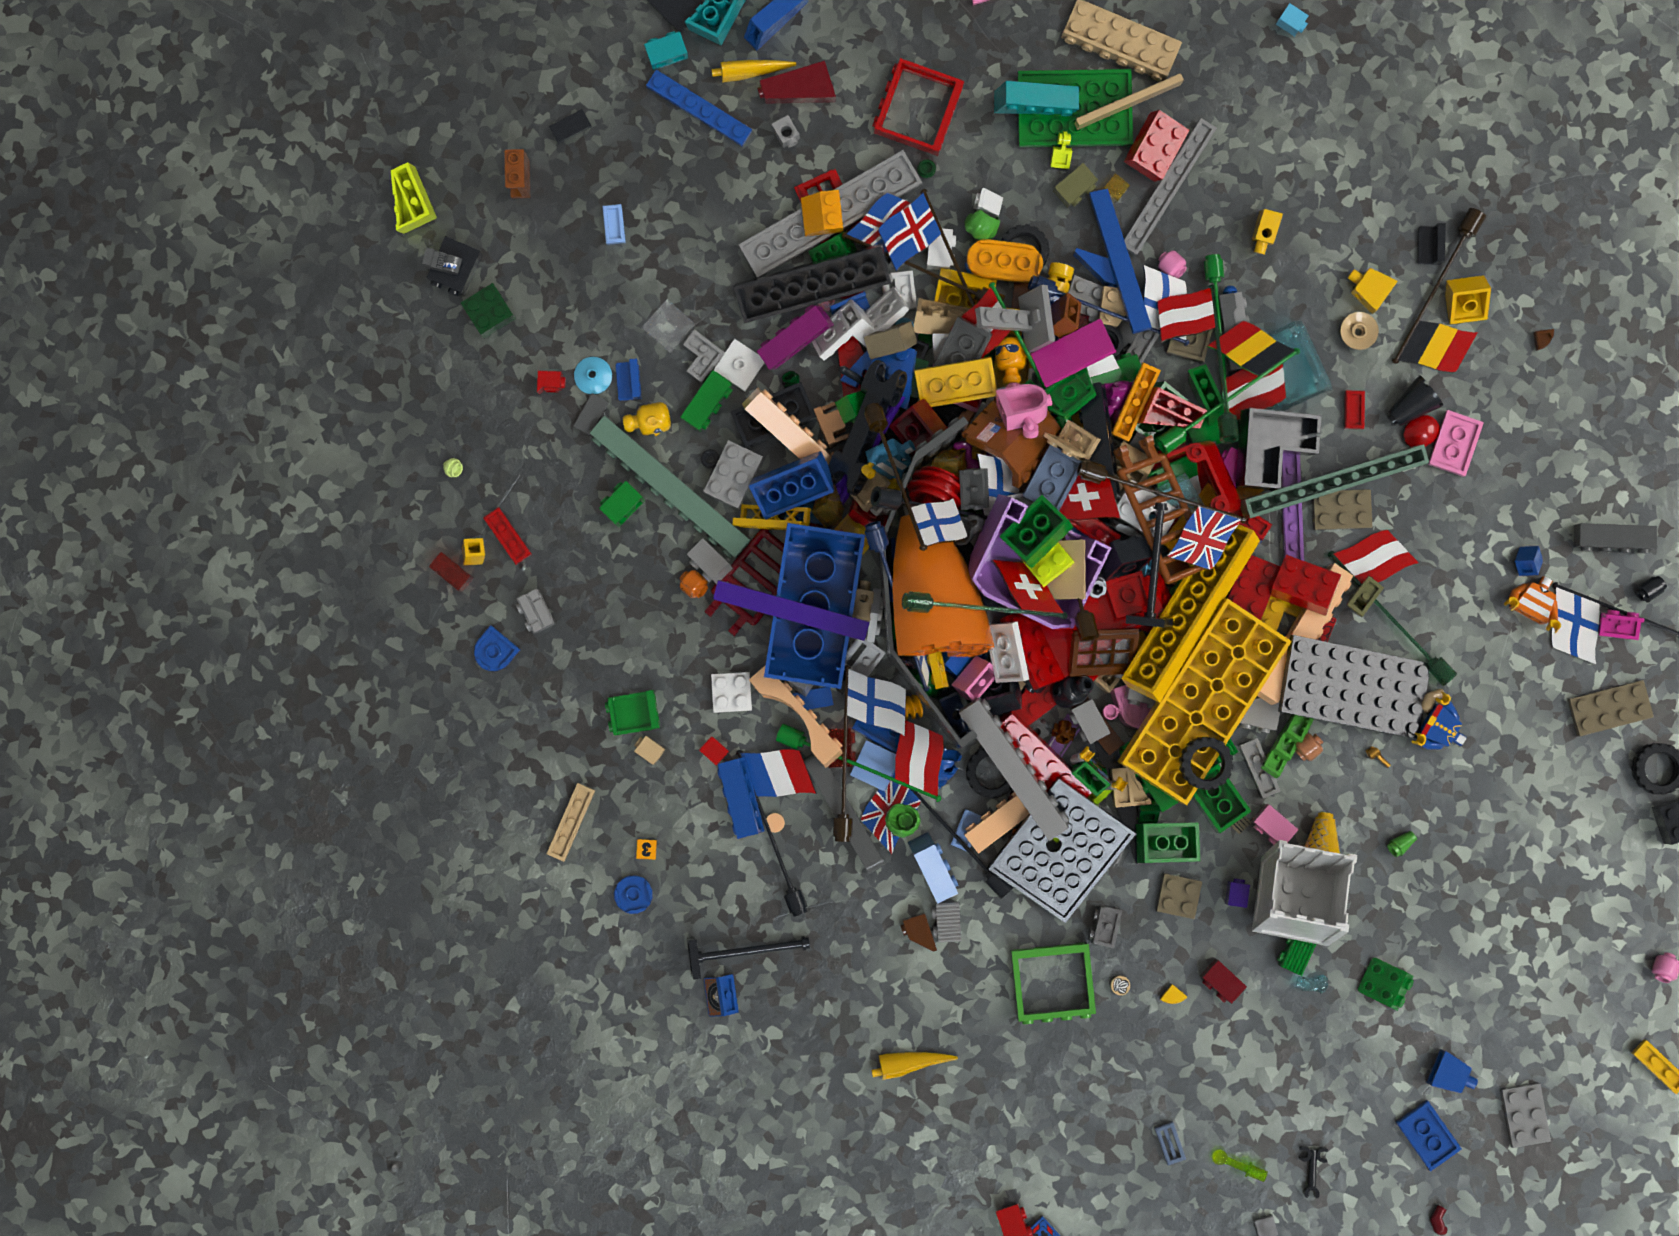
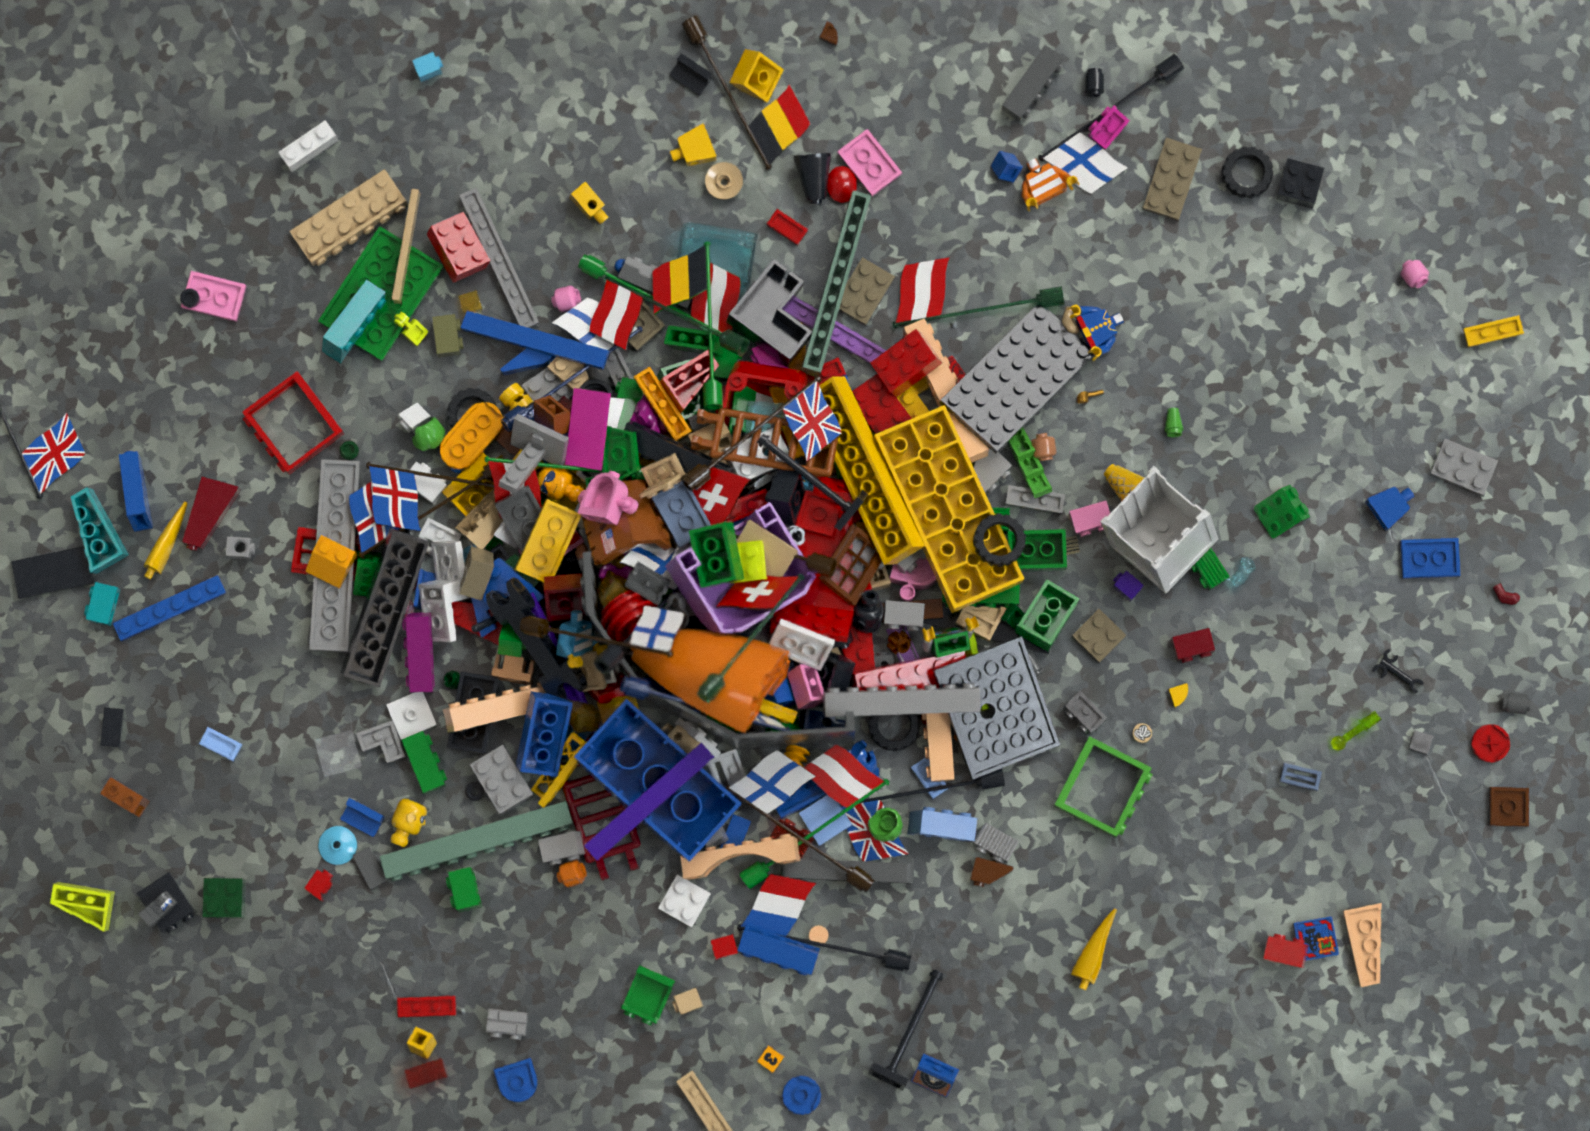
camera: 50 degrees left, 5 degrees down
(452, 467) = (337, 1015): yellowish green plate -> none
(1364, 596) = (947, 320): olive slope -> none

